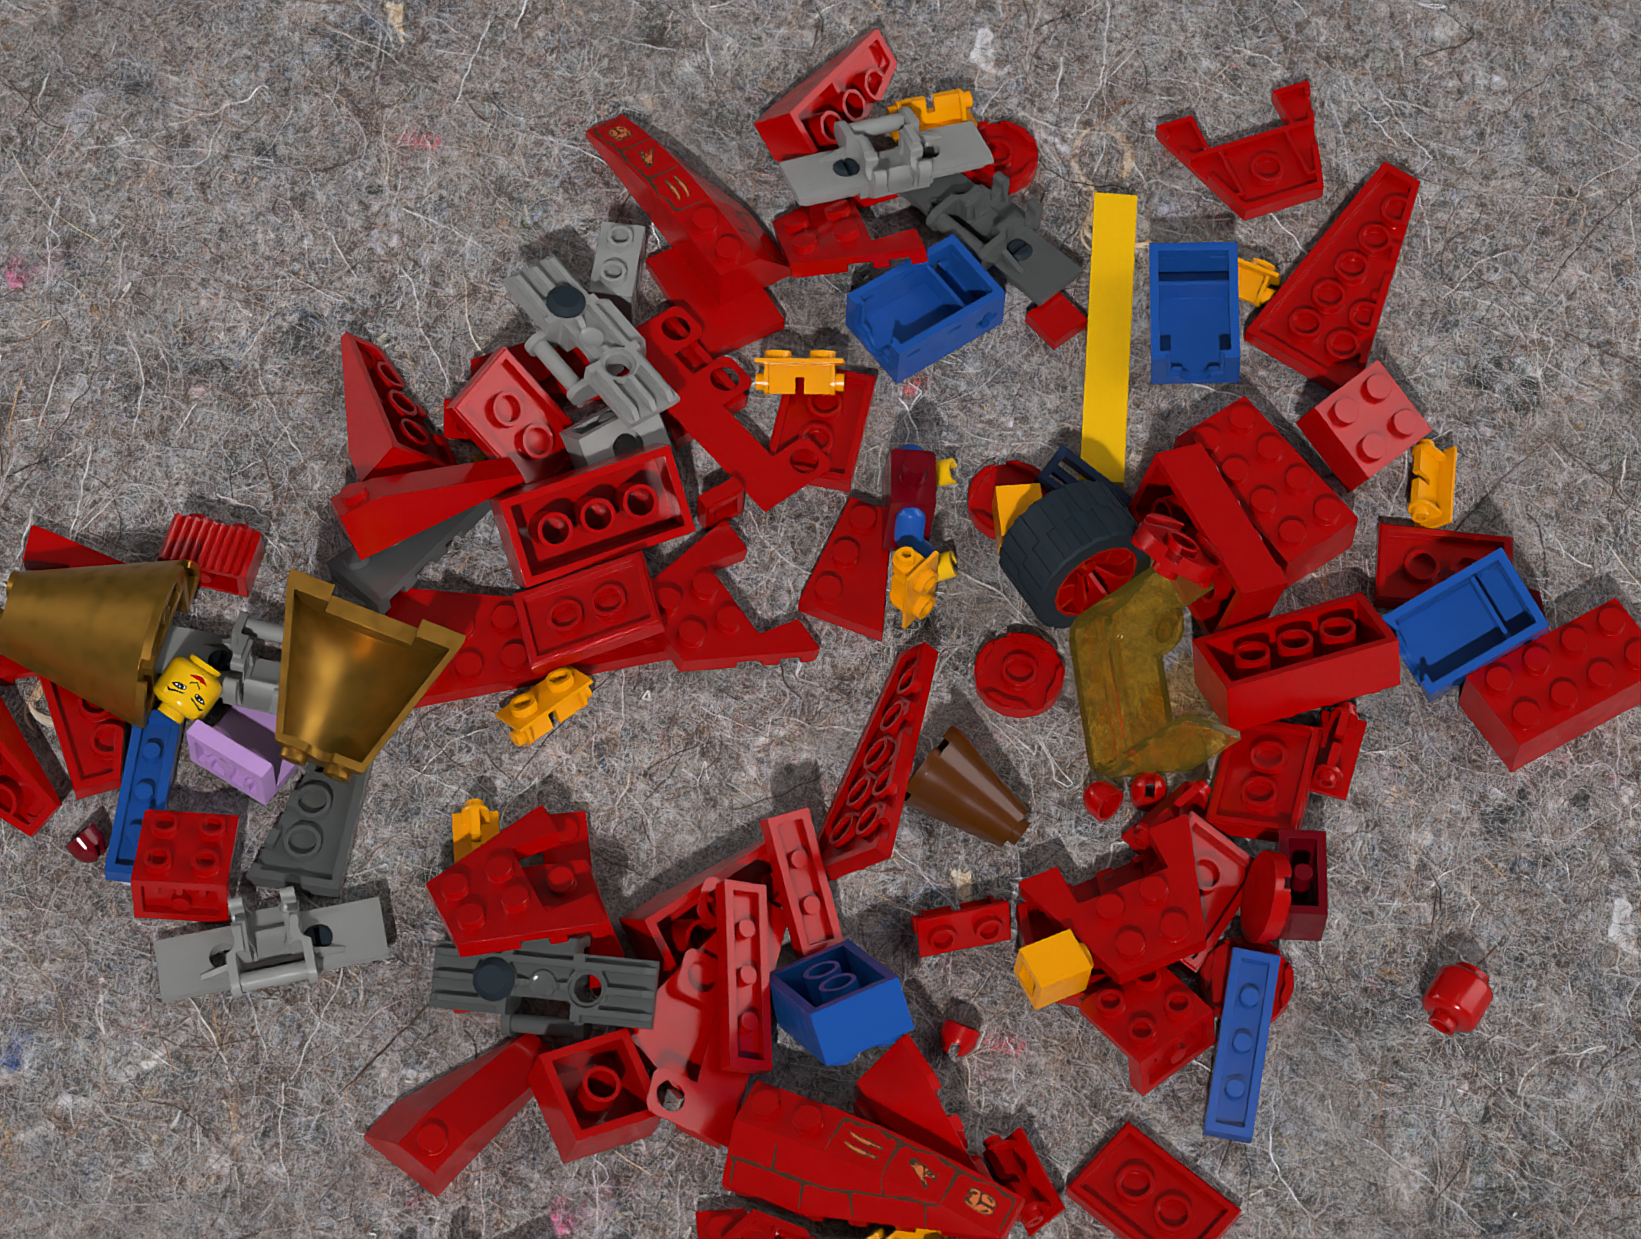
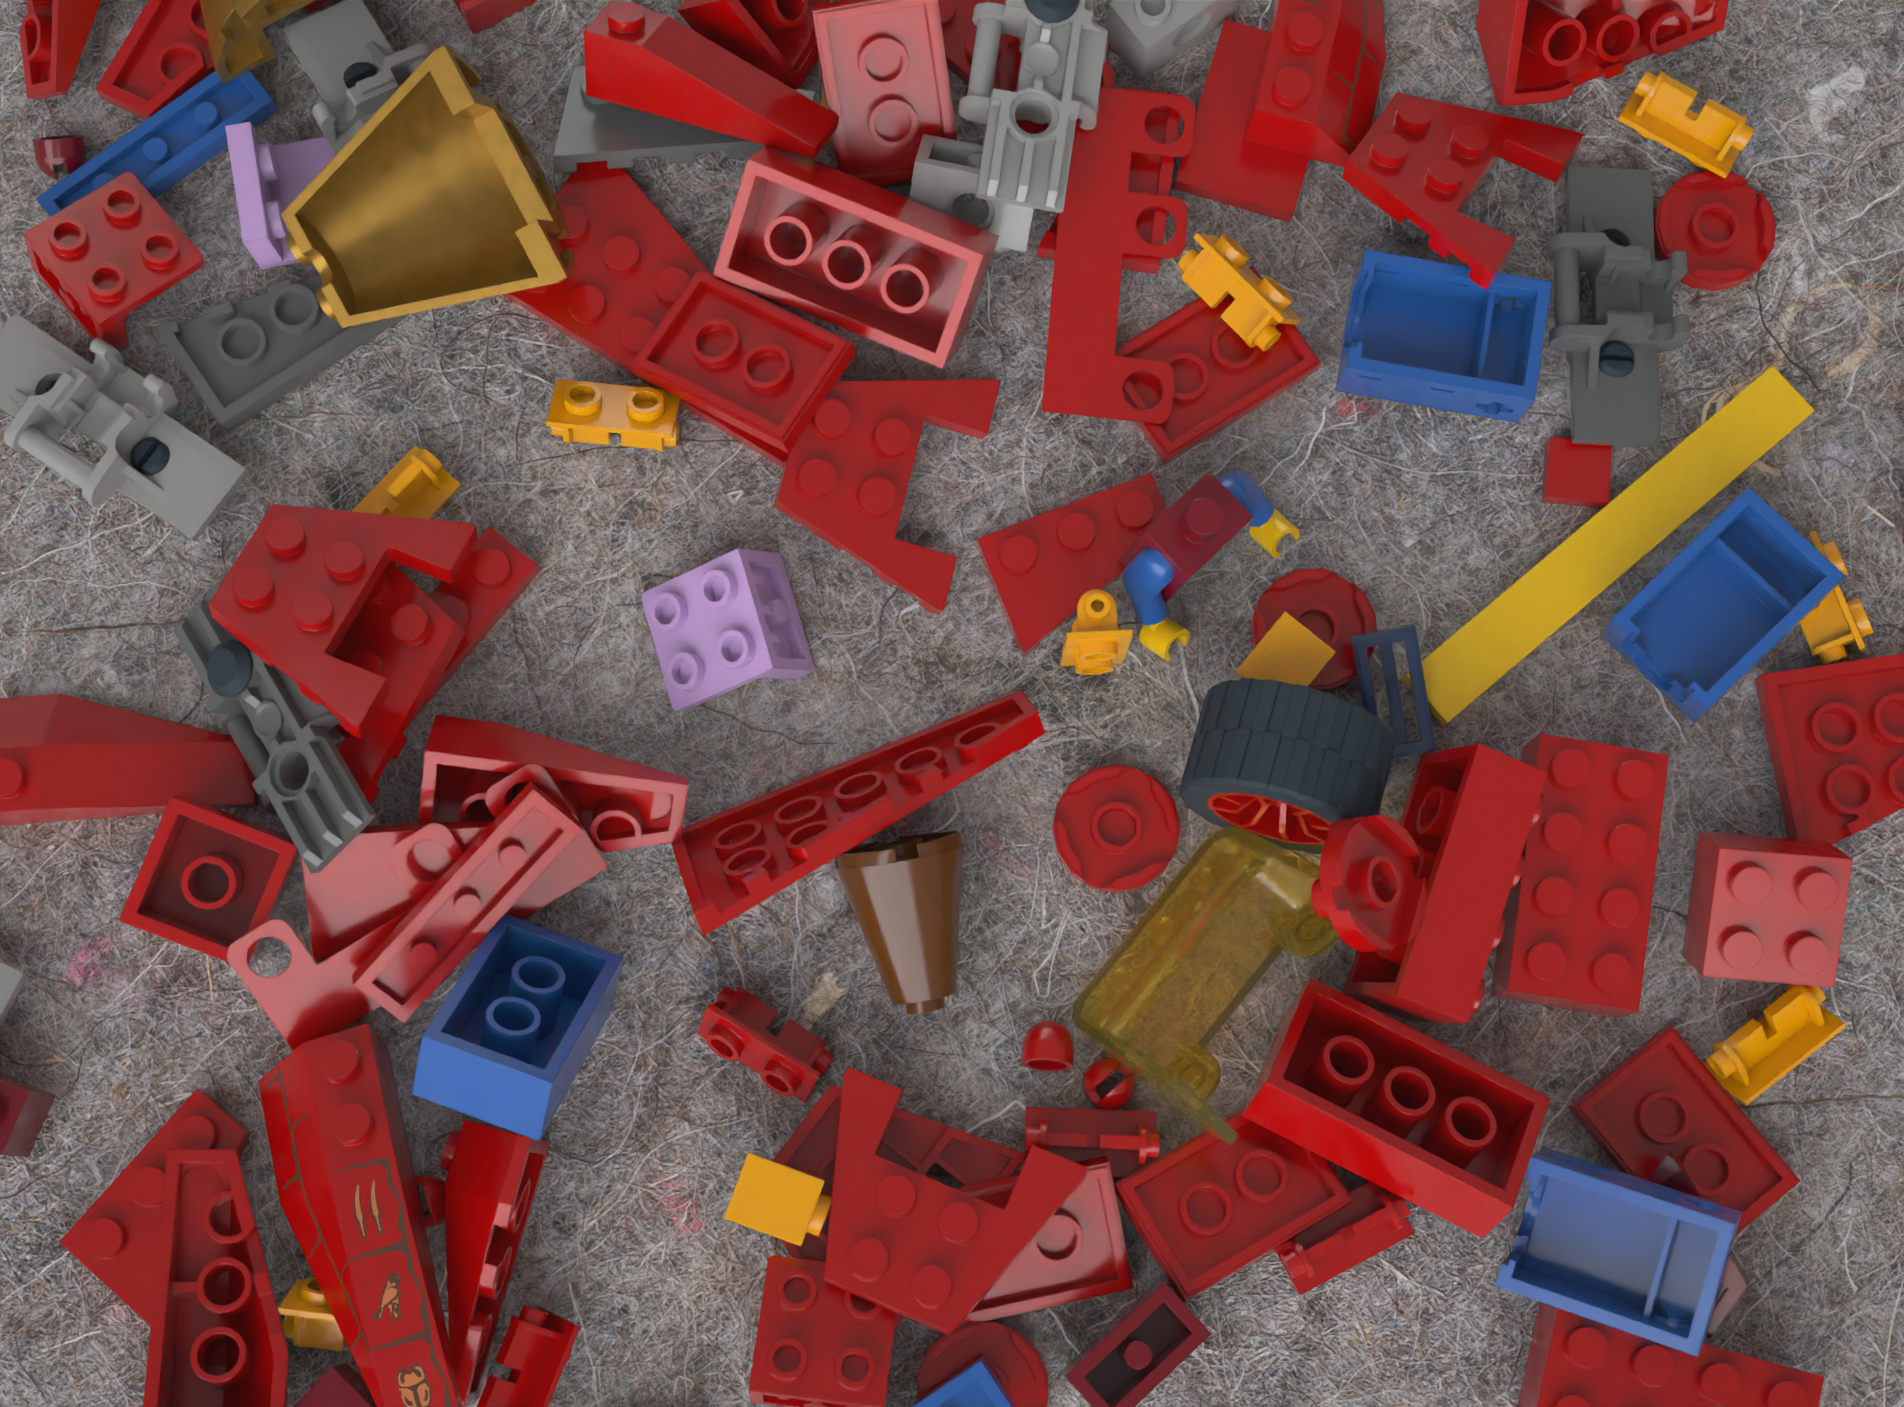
camera: 45 degrees right, 20 degrees up
(188, 689) = (282, 80): yellow head -> none
(716, 756) = (726, 627): none -> lavender bracket
(720, 503) = (1010, 359): red tile -> none
(801, 881) = (639, 852): red plate -> none
(866, 173) = (1568, 149): light grey piece -> none
(959, 1034) = (636, 1159): red hinge -> none
(1265, 899) = (1075, 1332): red tile -> none

